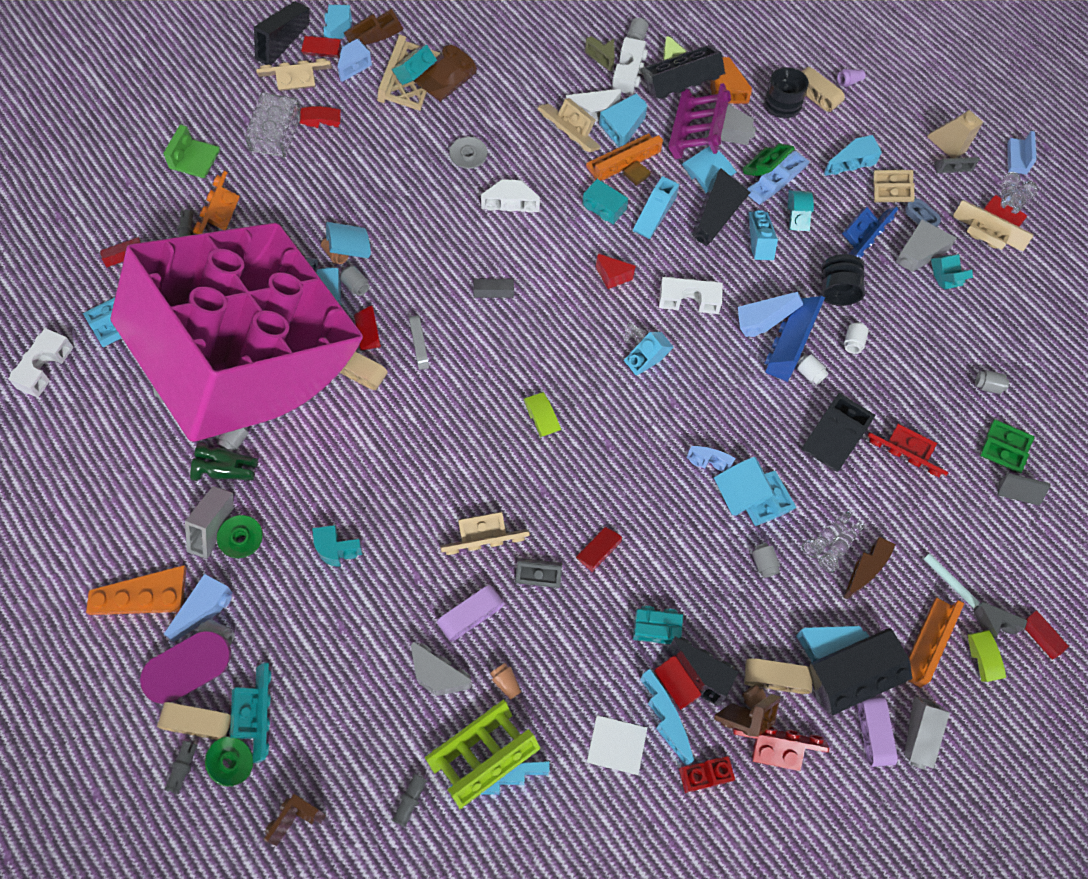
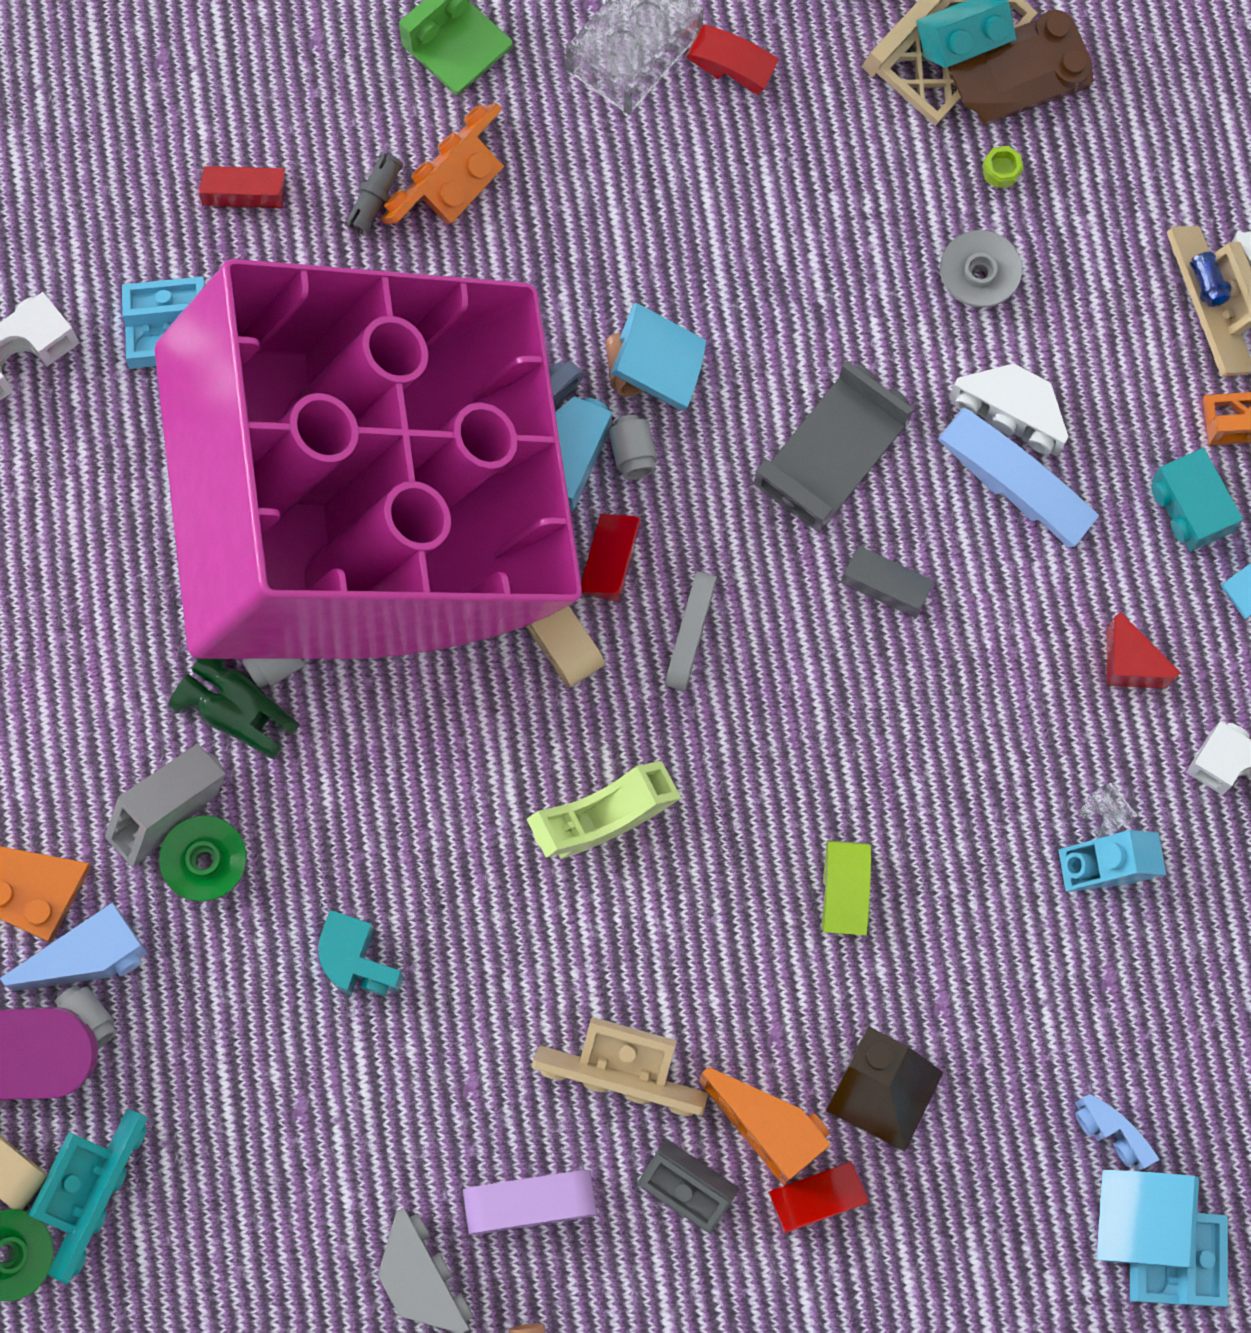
camera: 30 degrees right, 10 degrees up
(420, 431) = (605, 813): none -> yellowish green arch
(443, 245) = (835, 447): none -> dark grey panel
(456, 113) = (1002, 166): none -> lime tile
(527, 222) = (1019, 476): none -> light blue slope
(561, 524) = (773, 1128): none -> orange slope
(568, 119) = (1213, 287): none -> clear blue pin
(603, 488) = (885, 1089): none -> dark brown slope

